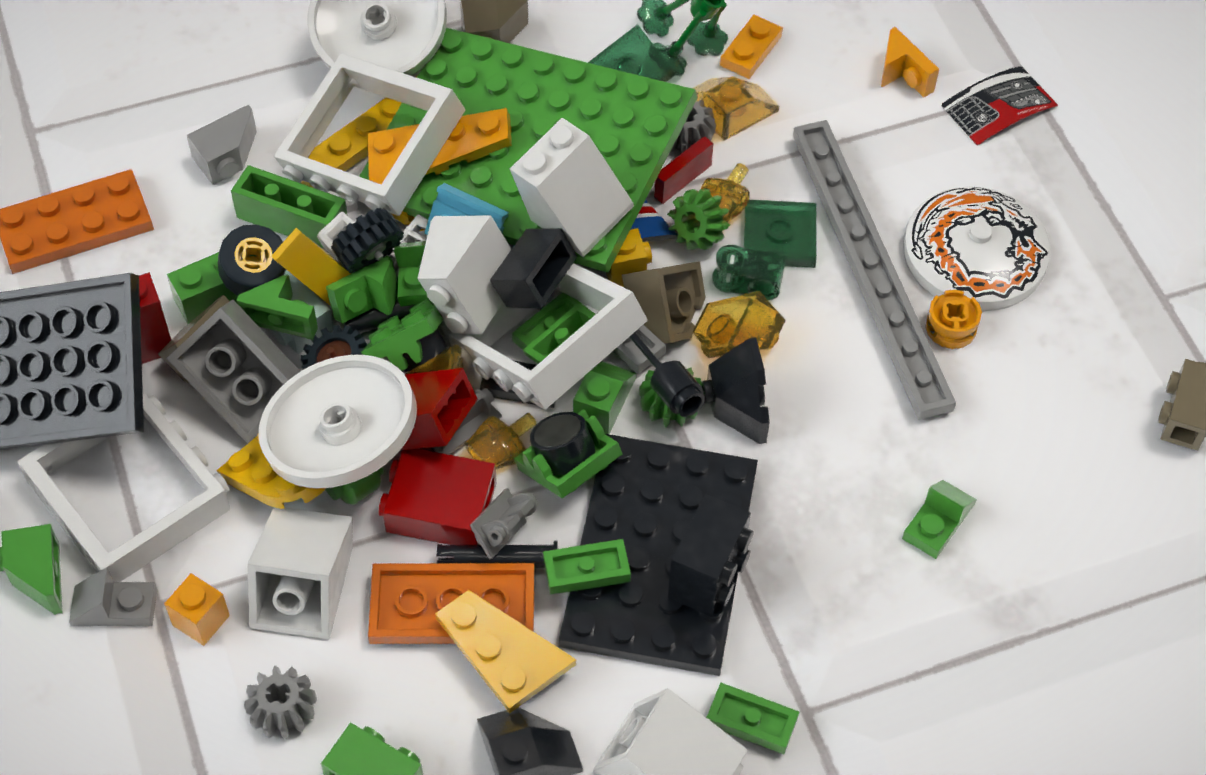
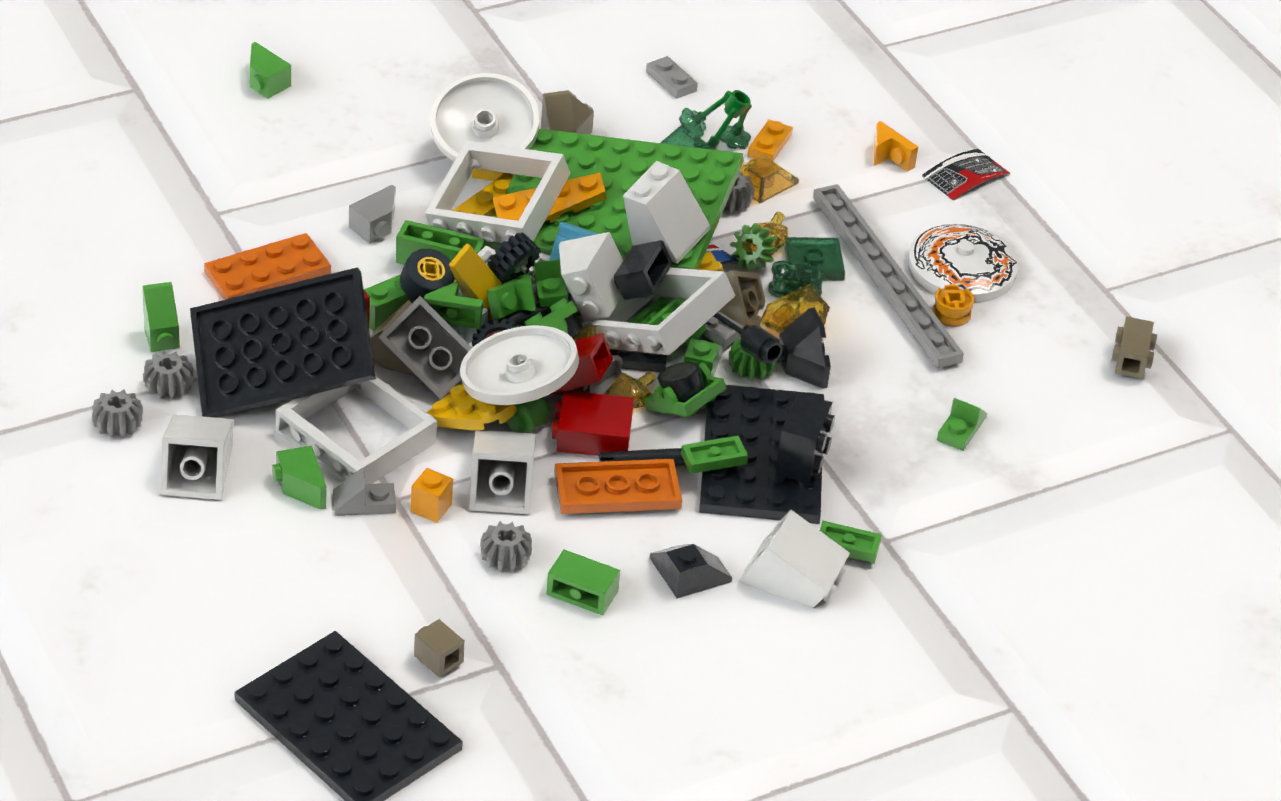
camera: 10 degrees left, 15 degrees down
(502, 520) = (644, 432): light grey hinge -> none
(502, 650) = (662, 507): yellow wing -> none
(683, 169) = (734, 218): red tile -> none

